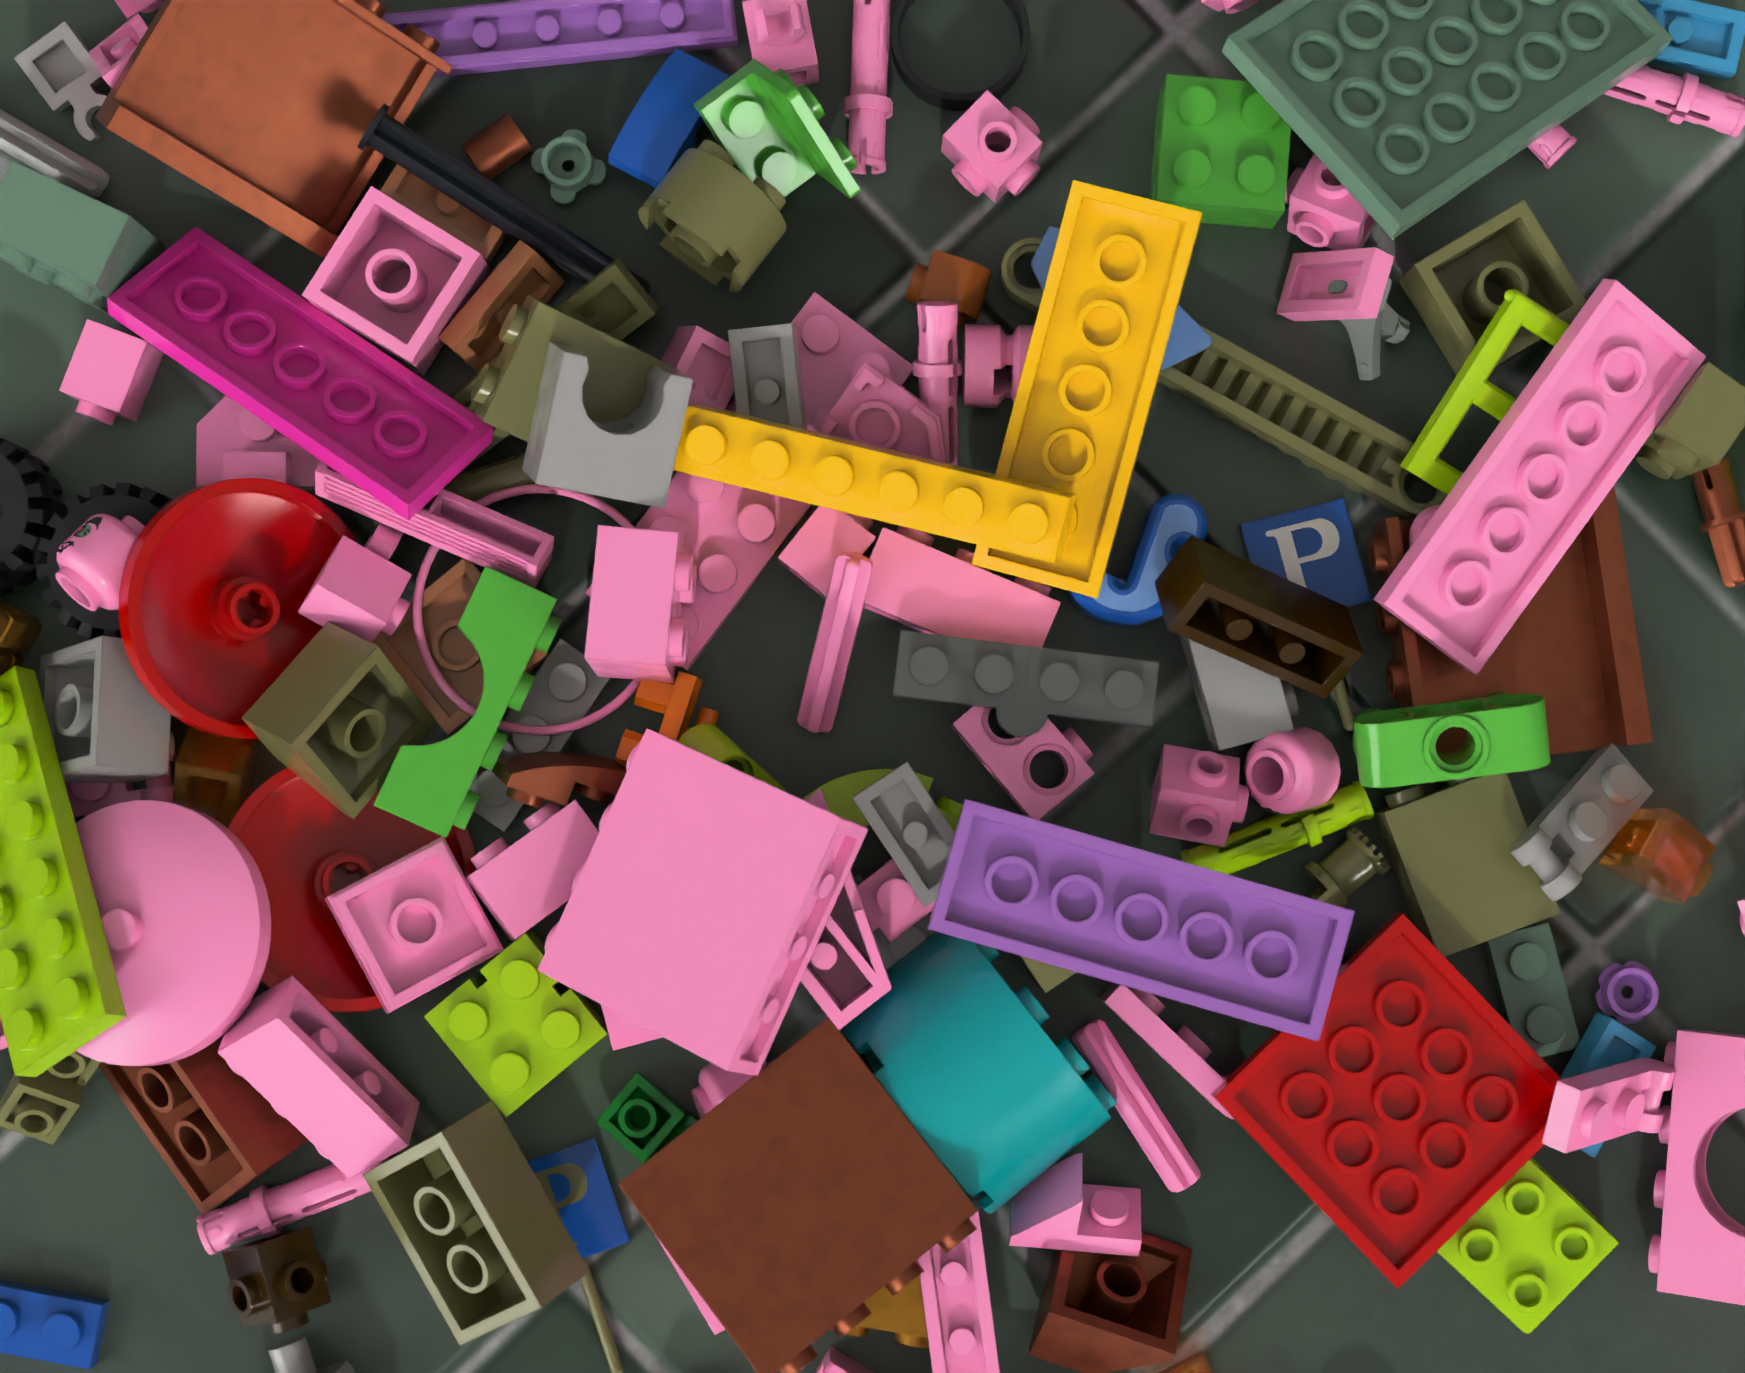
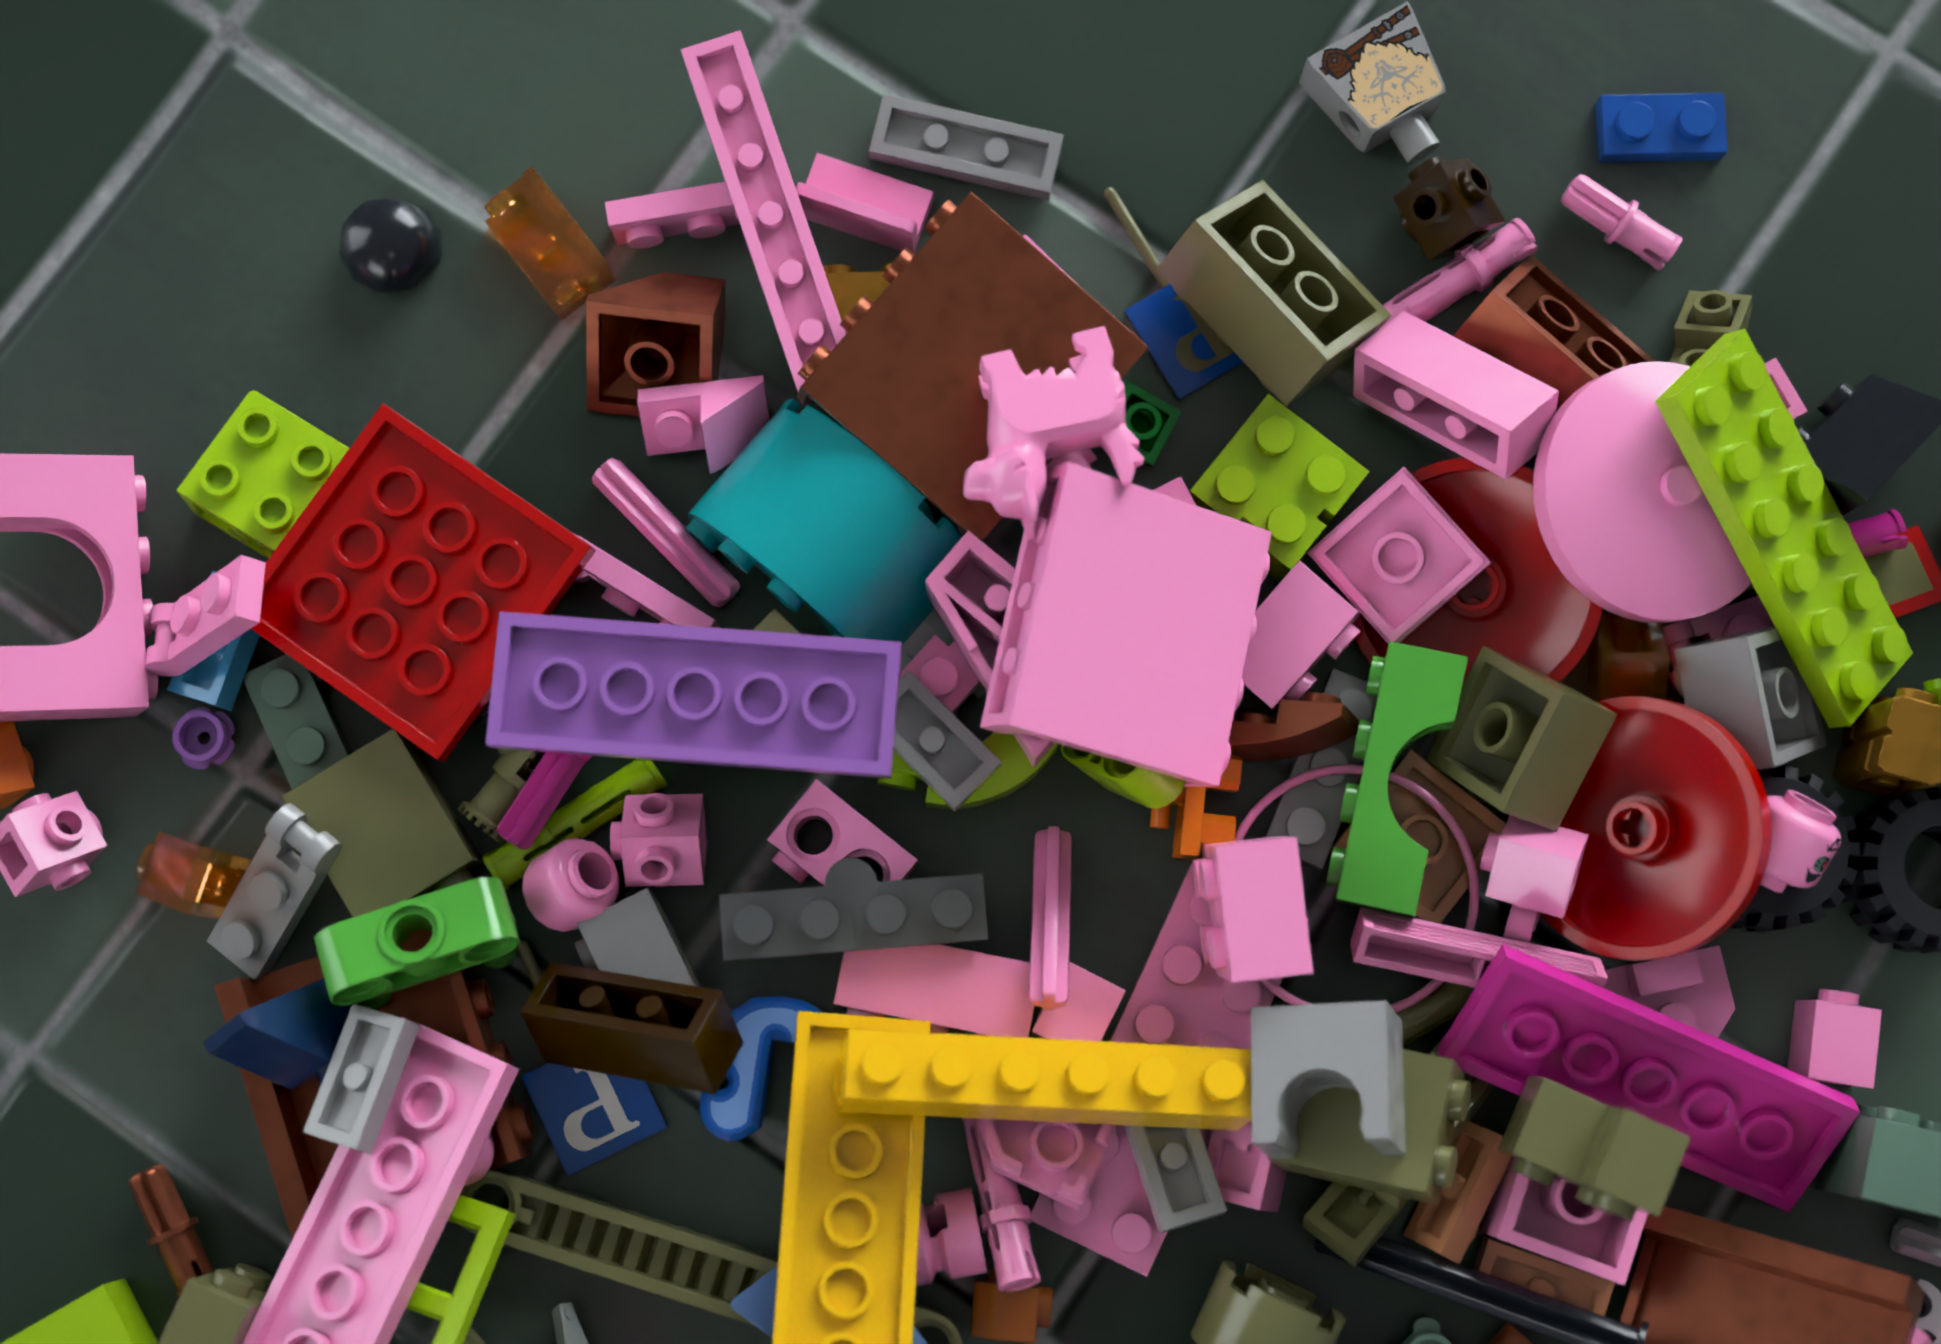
camera: 170 degrees right, 5 degrees down
(103, 1229) = (1621, 221): none -> bright pink axle
(354, 299) = (1605, 1150): none -> olive brick
(737, 1124) = (1047, 418): none -> bright pink animal
(1312, 855) = (539, 798): none -> dark pink piece
(1525, 619) = (361, 1078): none -> light grey plate
(1583, 673) = (285, 1037): none -> dark blue slope

